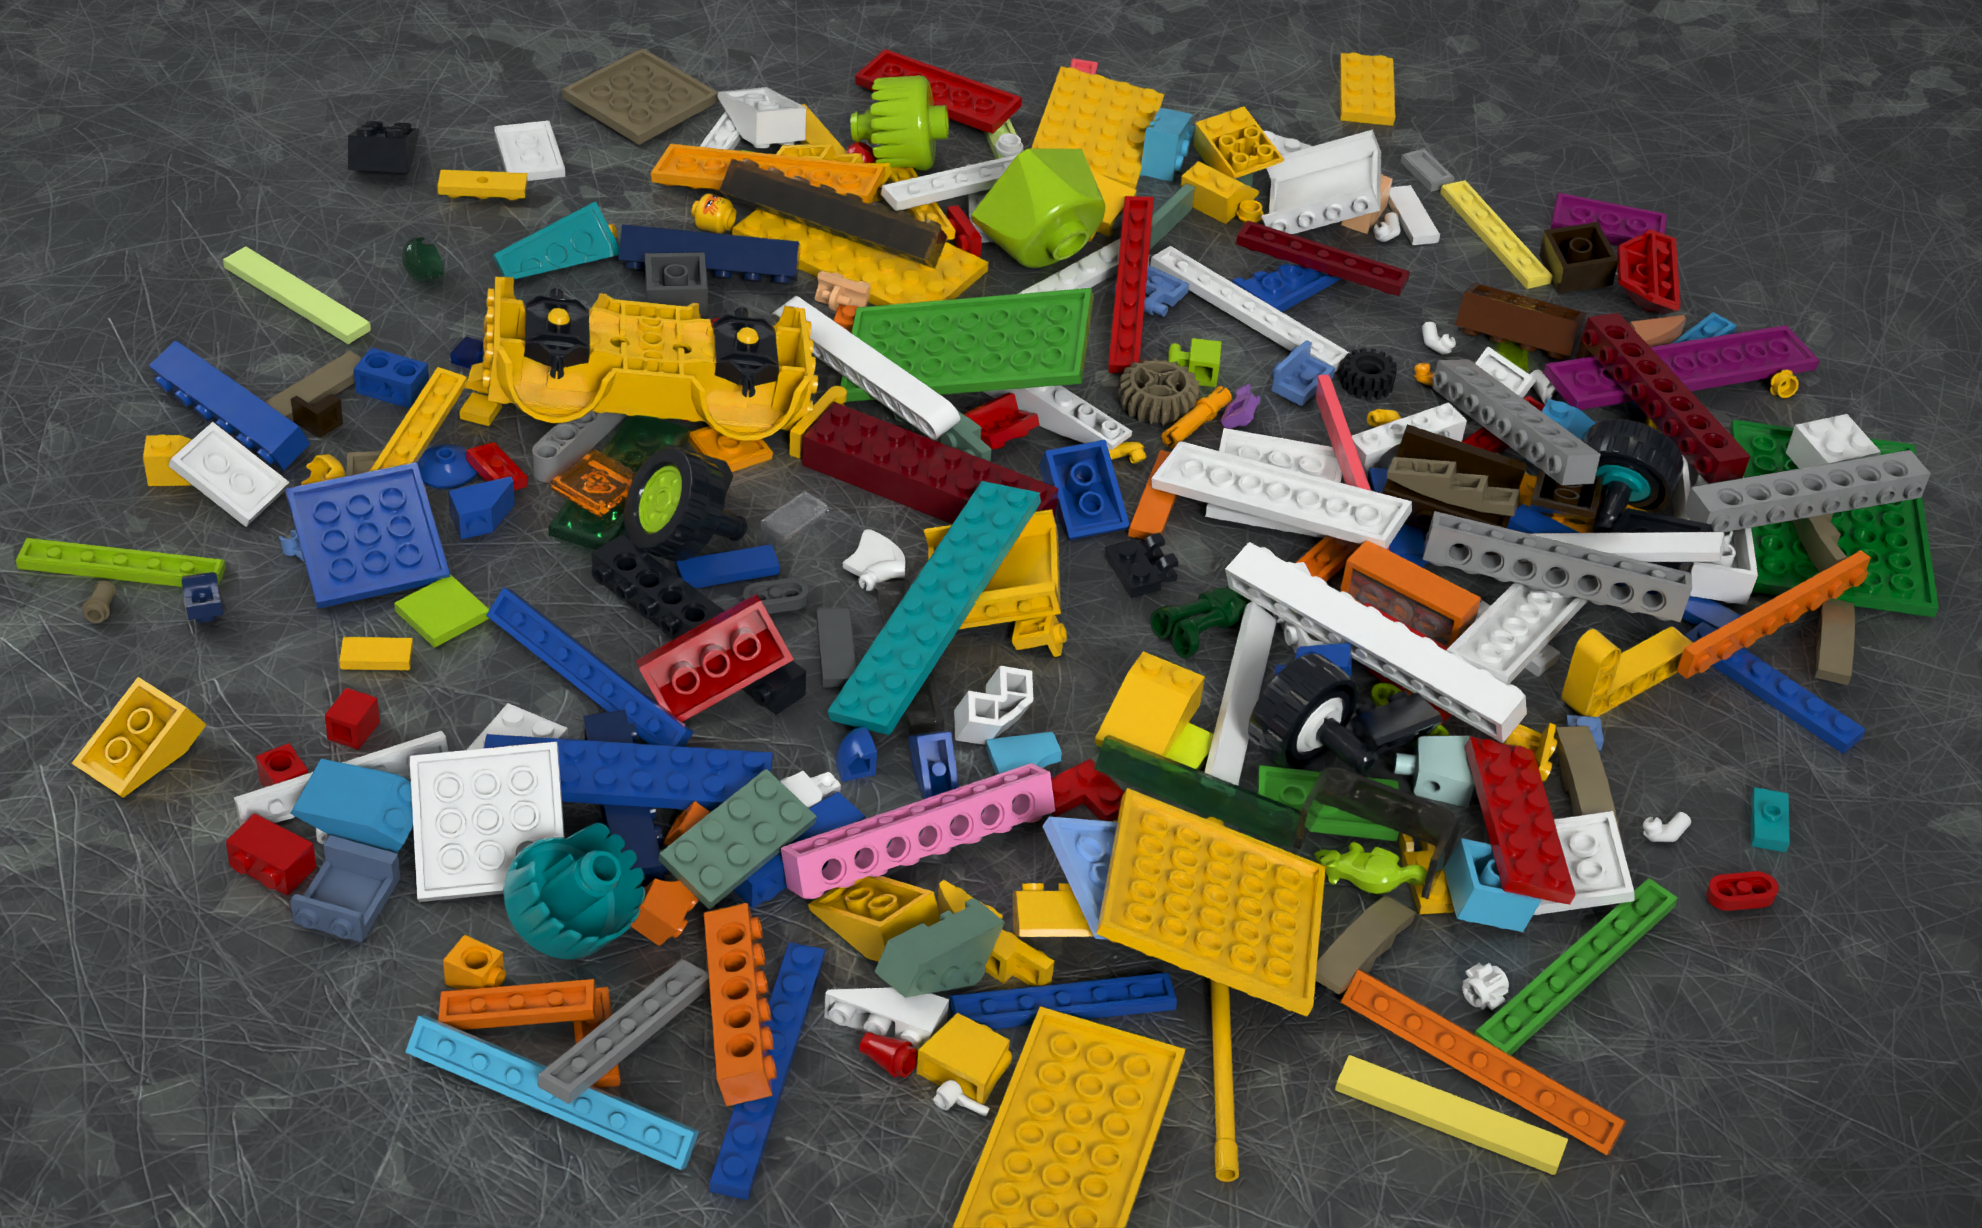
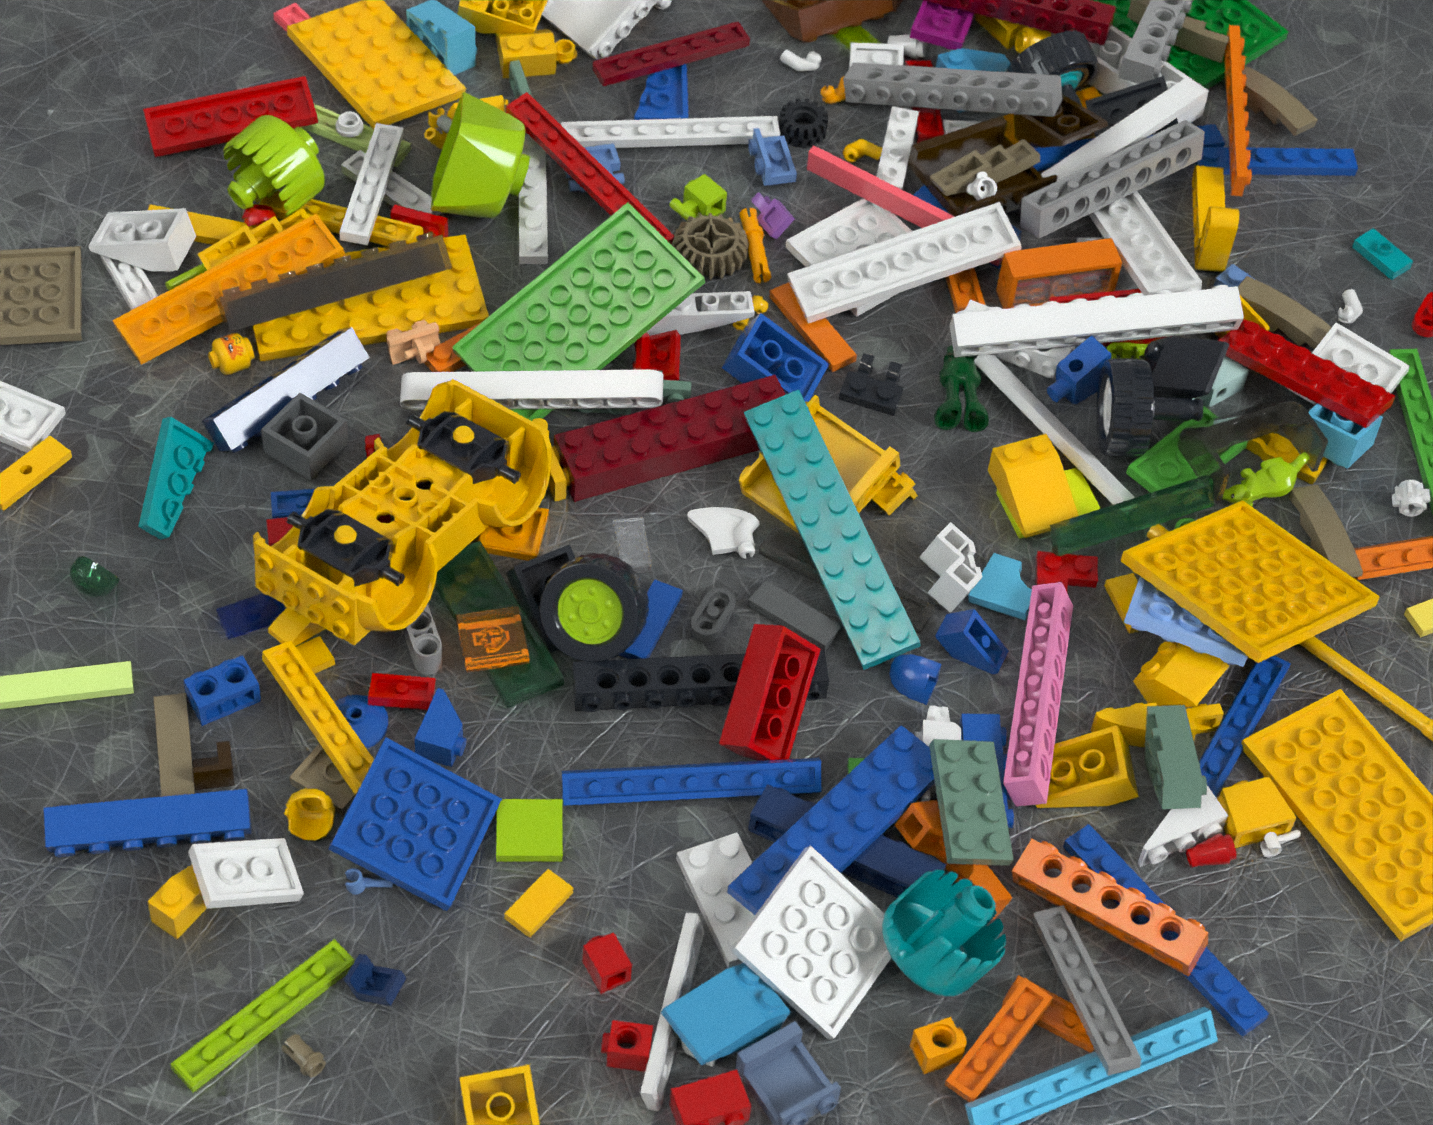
camera: 50 degrees left, 10 degrees up
(1429, 485) = (988, 184): none -> white plate

